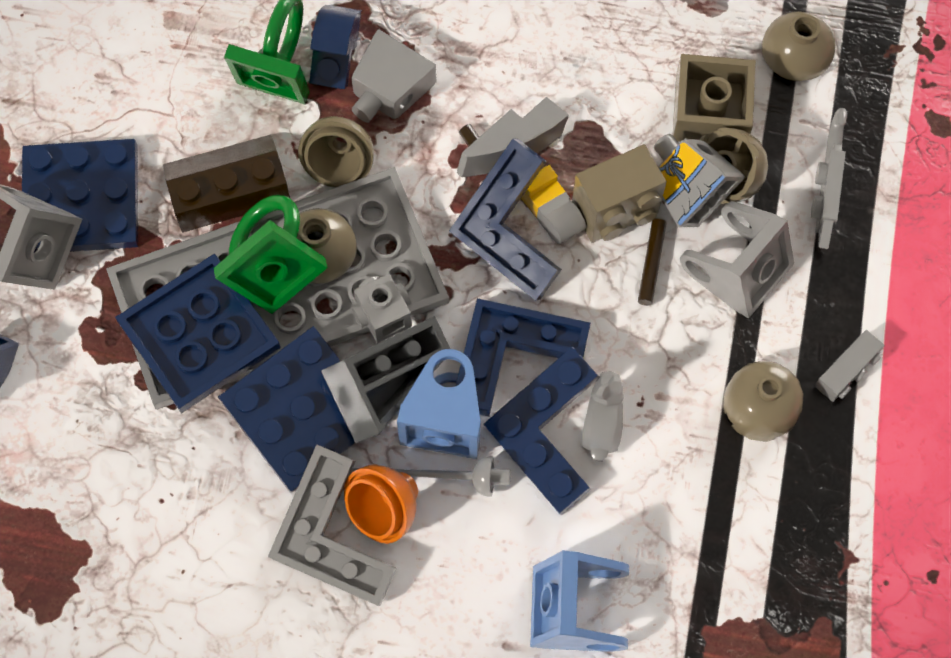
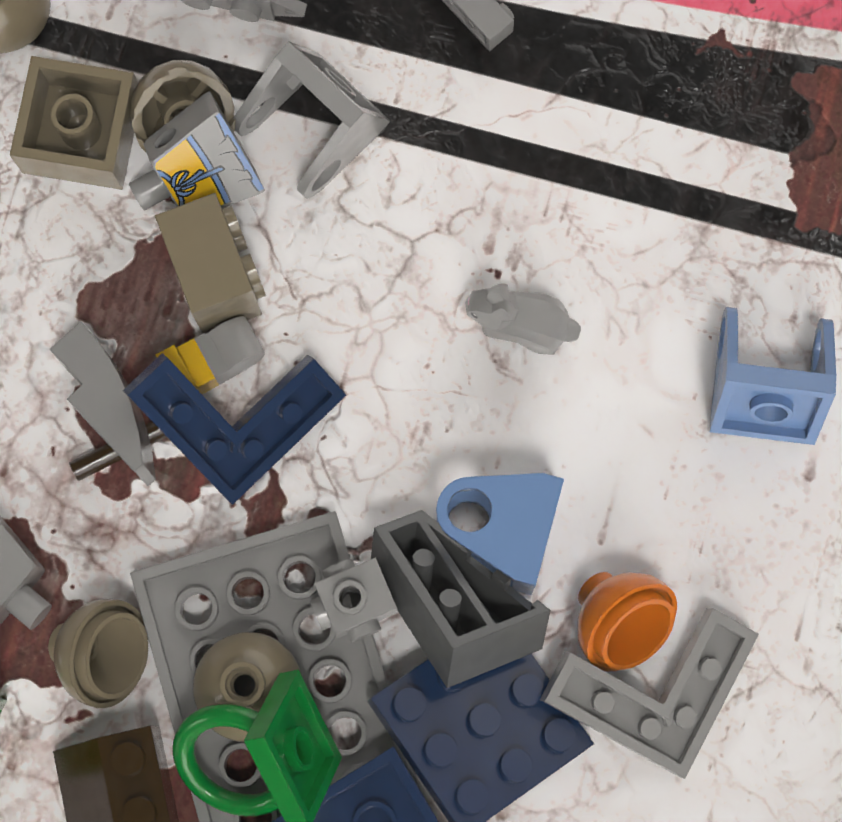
camera: 80 degrees left, 10 degrees up
(483, 475) = (589, 484): light grey sword -> none
(503, 326) = (381, 440): dark blue plate -> none
(520, 423) = (522, 431): dark blue plate -> none
(652, 262) = (300, 235): dark brown piece -> none
(763, 400) = (509, 115): dark tan cylinder -> none

